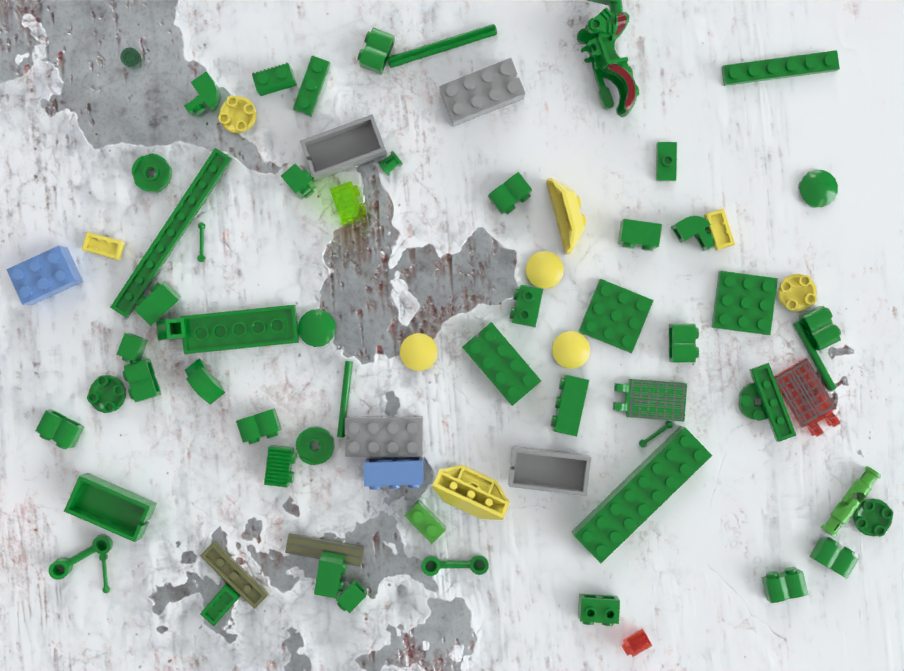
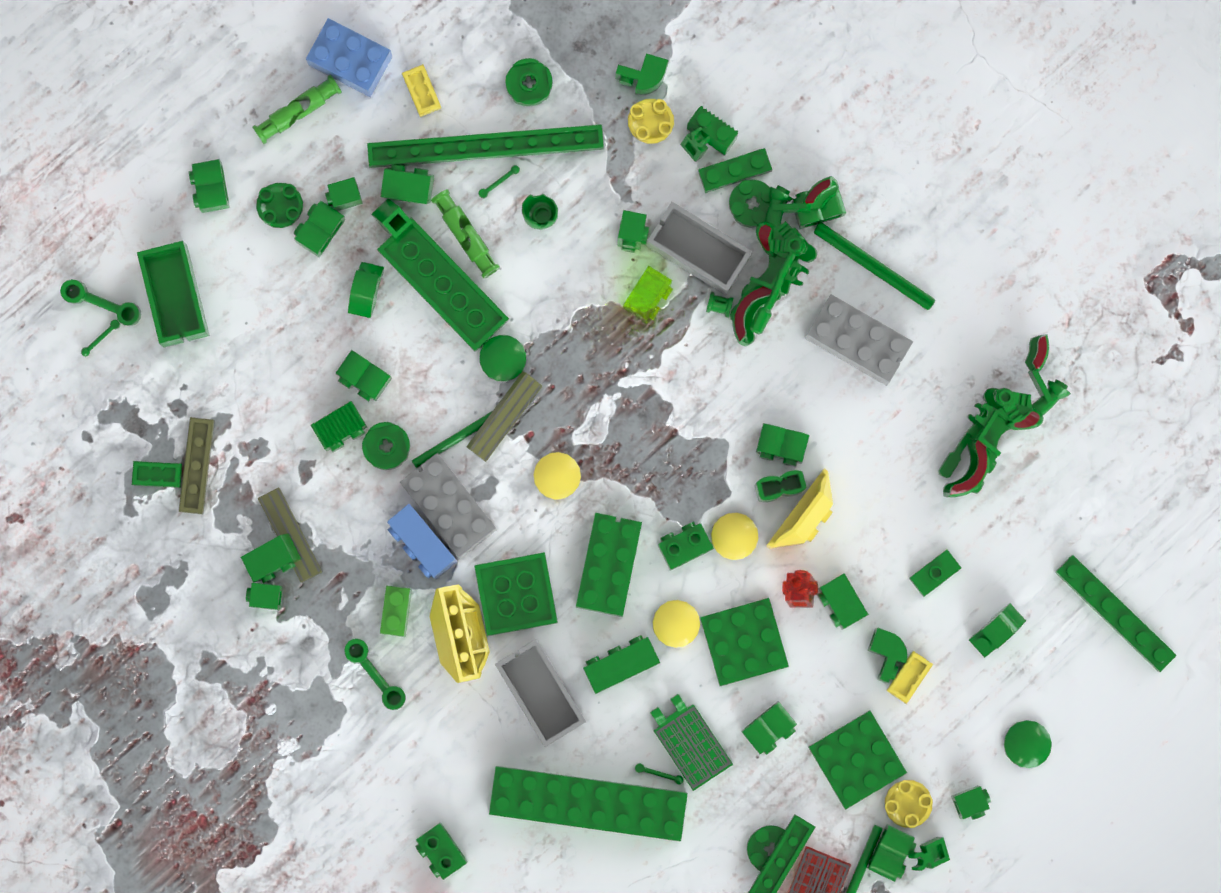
camera: 45 degrees right, 5 degrees down
(52, 345) = (286, 116): none -> bright green piece
(204, 288) = (456, 218): none -> bright green piece
(240, 231) = (539, 211): none -> green hair
(274, 97) = (695, 144): none -> green plate
(341, 80) = (739, 208): none -> green plate
(354, 356) = (504, 416): none -> olive tile
(387, 93) = (785, 249): none -> green piece
(473, 436) = (516, 594): none -> green plate
(535, 219) = (787, 485): none -> green brick
(617, 256) = (800, 589): none -> clear red brick
(736, 150) = (997, 630): none -> green brick
(828, 252) = (971, 802): none -> green brick
(842, 303) = (932, 854): none -> green plate

